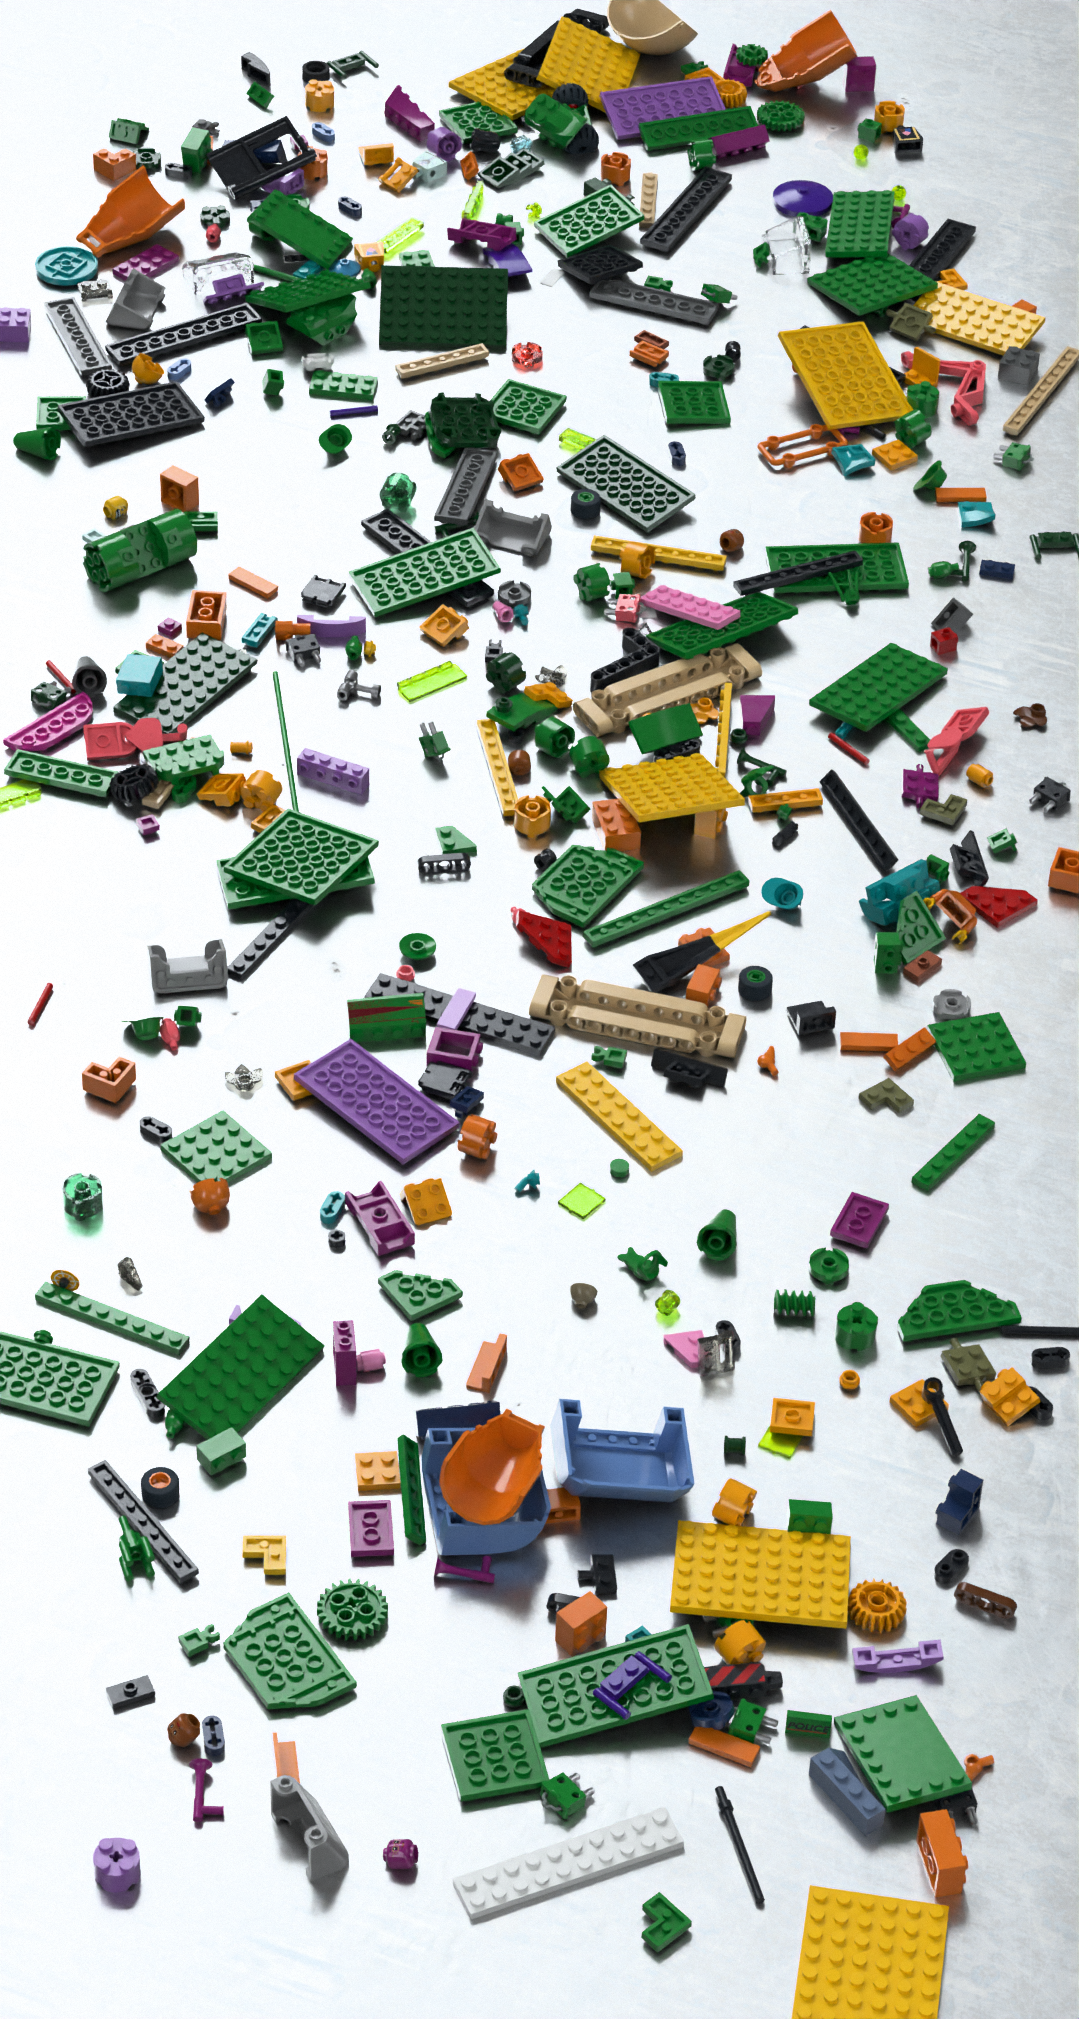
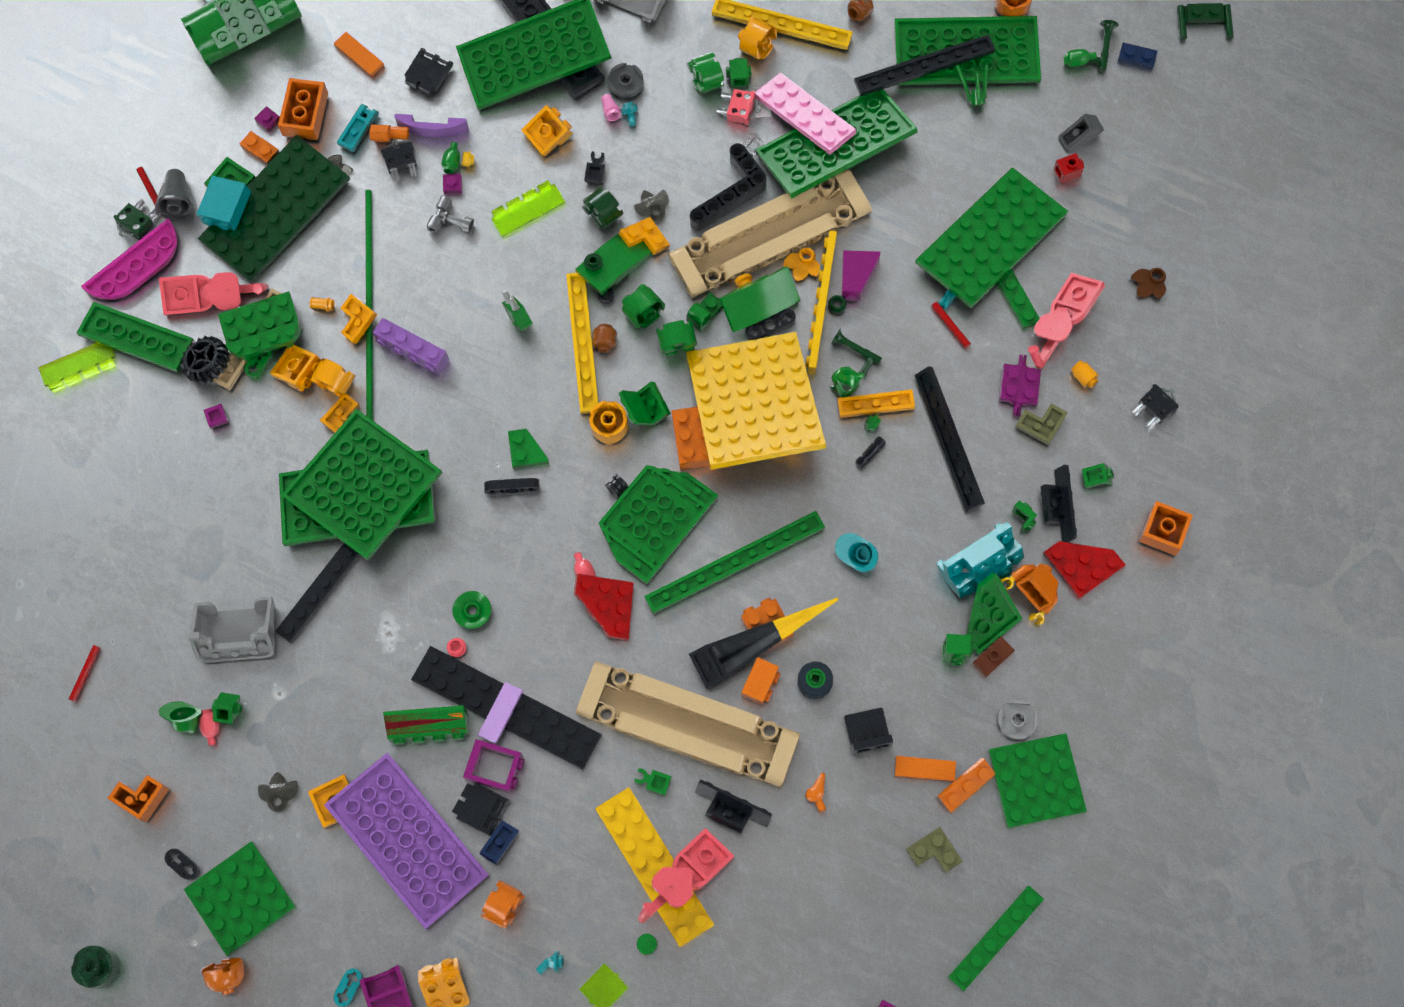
camera: 10 degrees right, 30 degrees up
(279, 754) = (360, 320): none -> light orange plate
(356, 664) = (452, 183): none -> magenta plate
(614, 743) = (704, 312): none -> green plate
(659, 1104) = (689, 871): none -> coral plate

